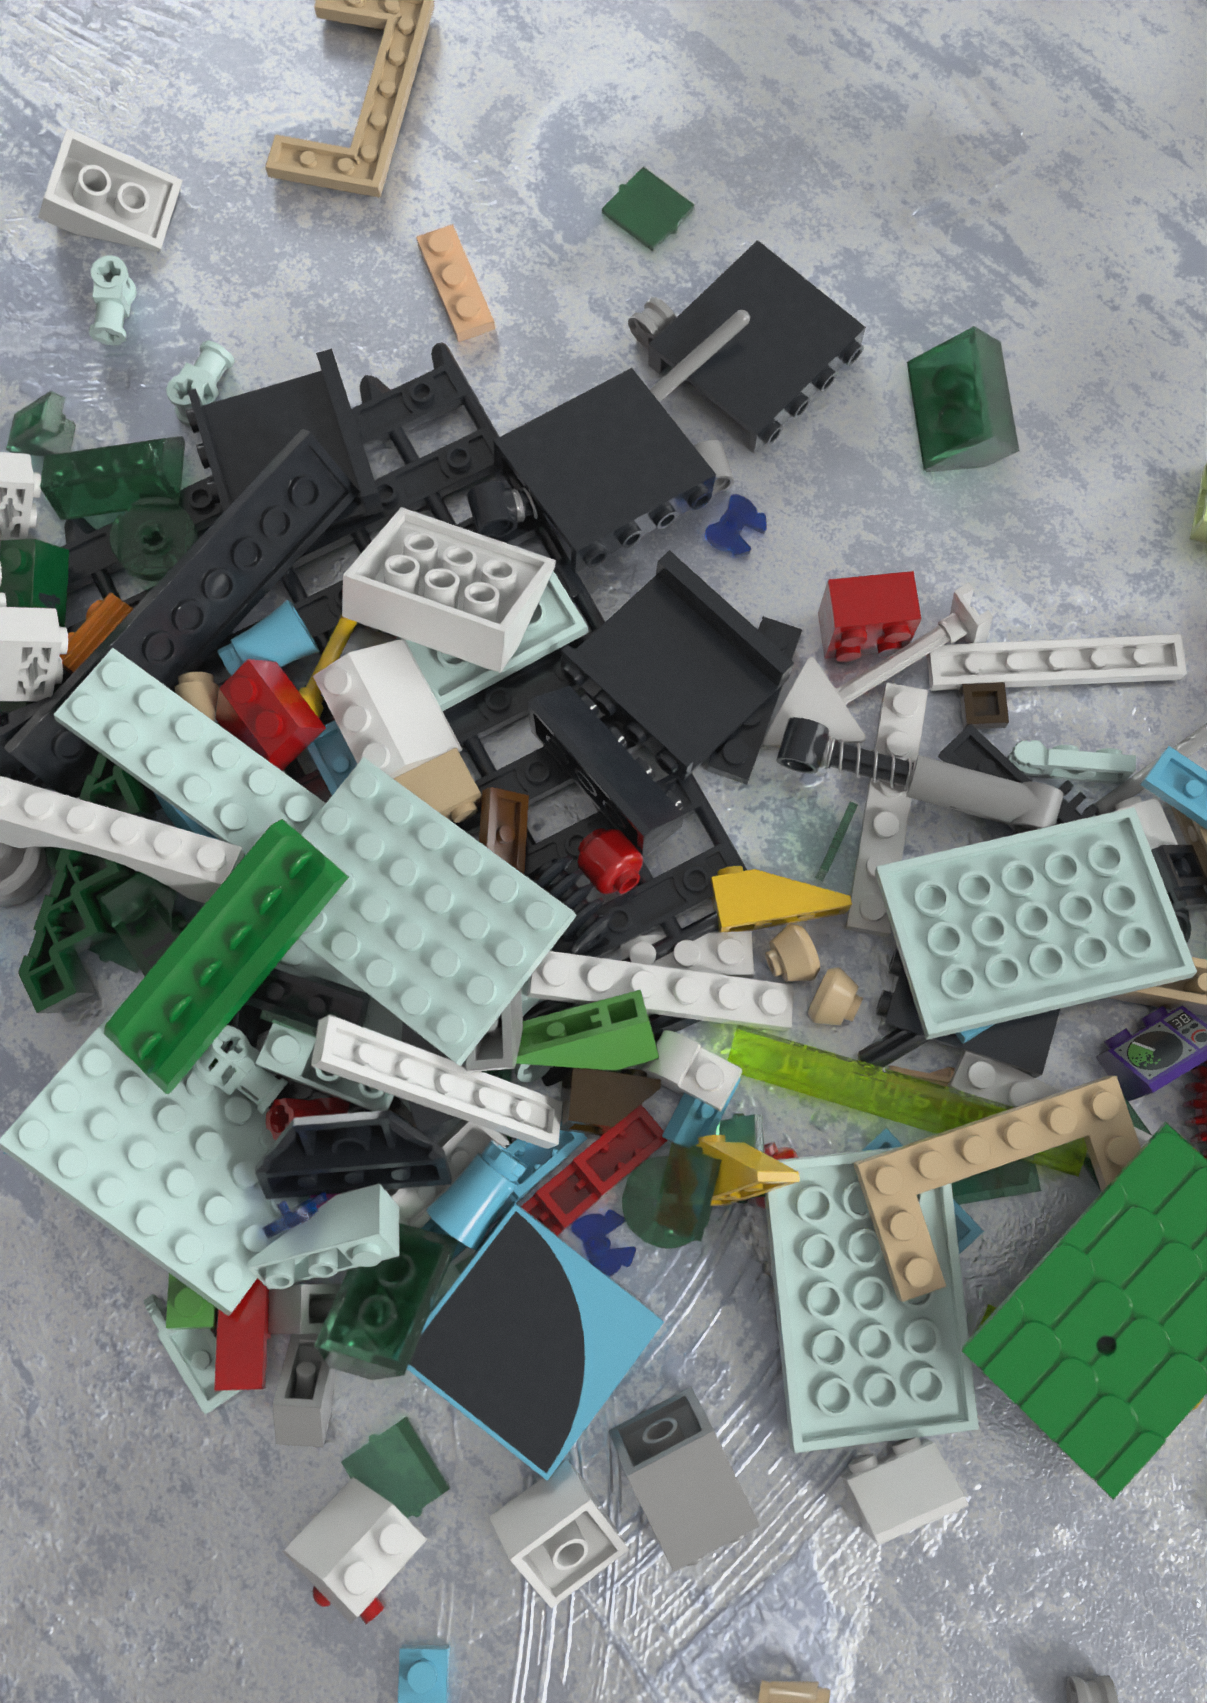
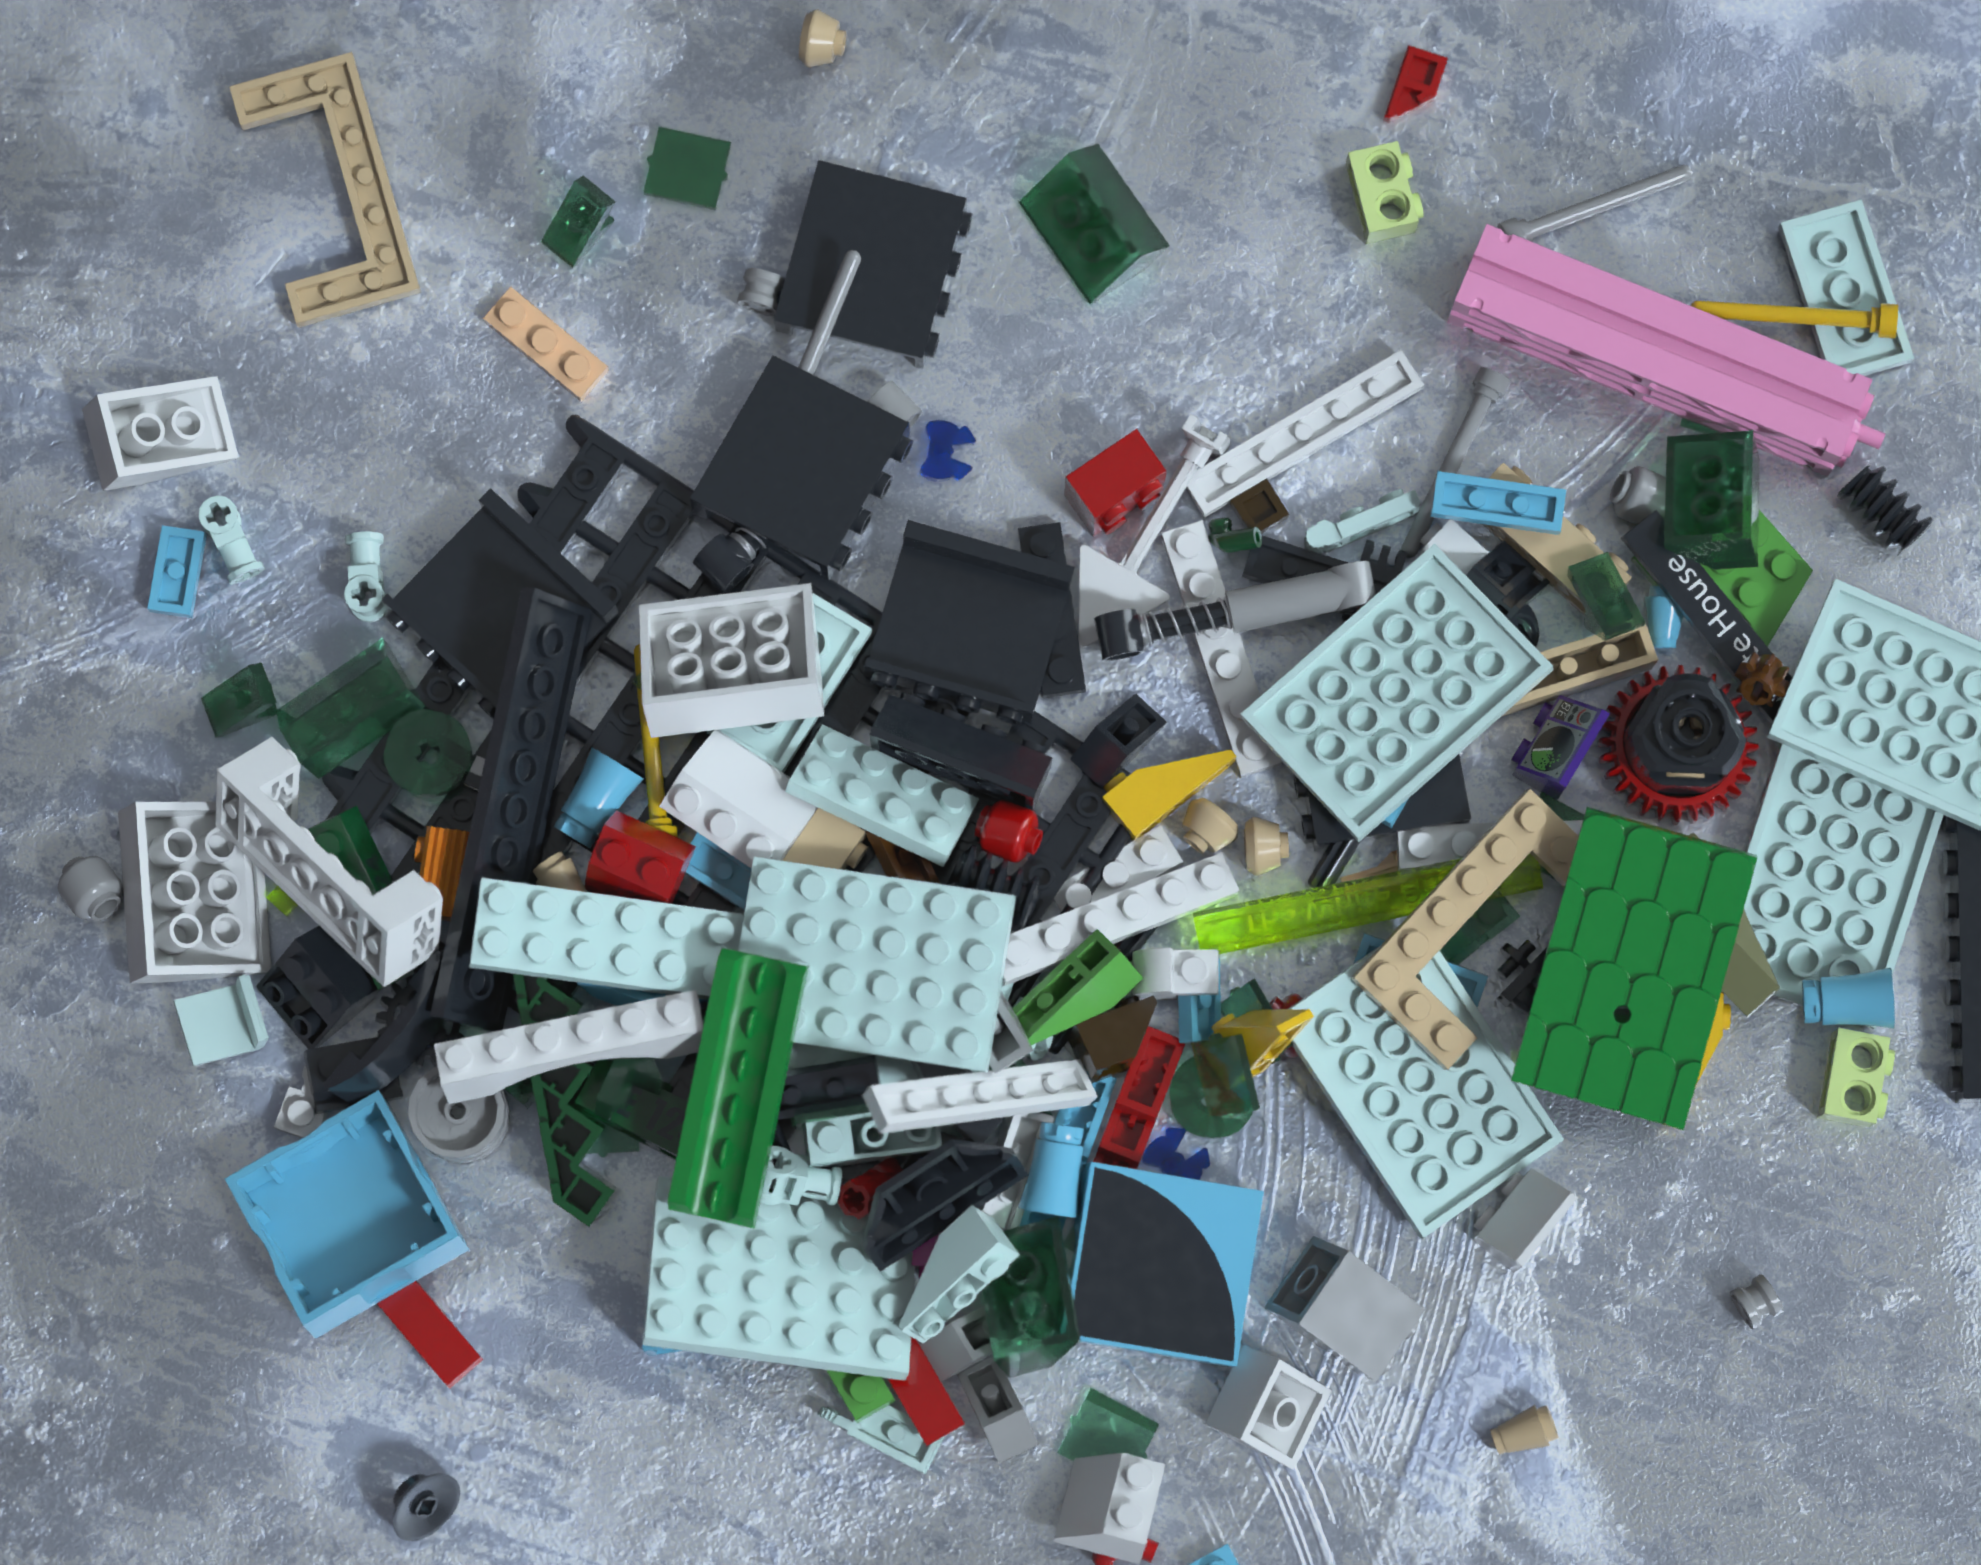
camera: 30 degrees left, 5 degrees up
(55, 306) = (177, 571): none -> medium azure plate
(295, 1216) = (914, 1269): clear blue piece -> none
(514, 771) = (882, 795): none -> light aqua plate
(536, 199) = (579, 221): none -> clear green slope
(752, 837) = (1117, 740): none -> black slope
(811, 158) = (820, 39): none -> tan cone
(836, 841) = (1193, 707): clear green piece -> none
(944, 718) = (1235, 540): none -> dark green arm
(1007, 1261) = (1520, 991): none -> black hips

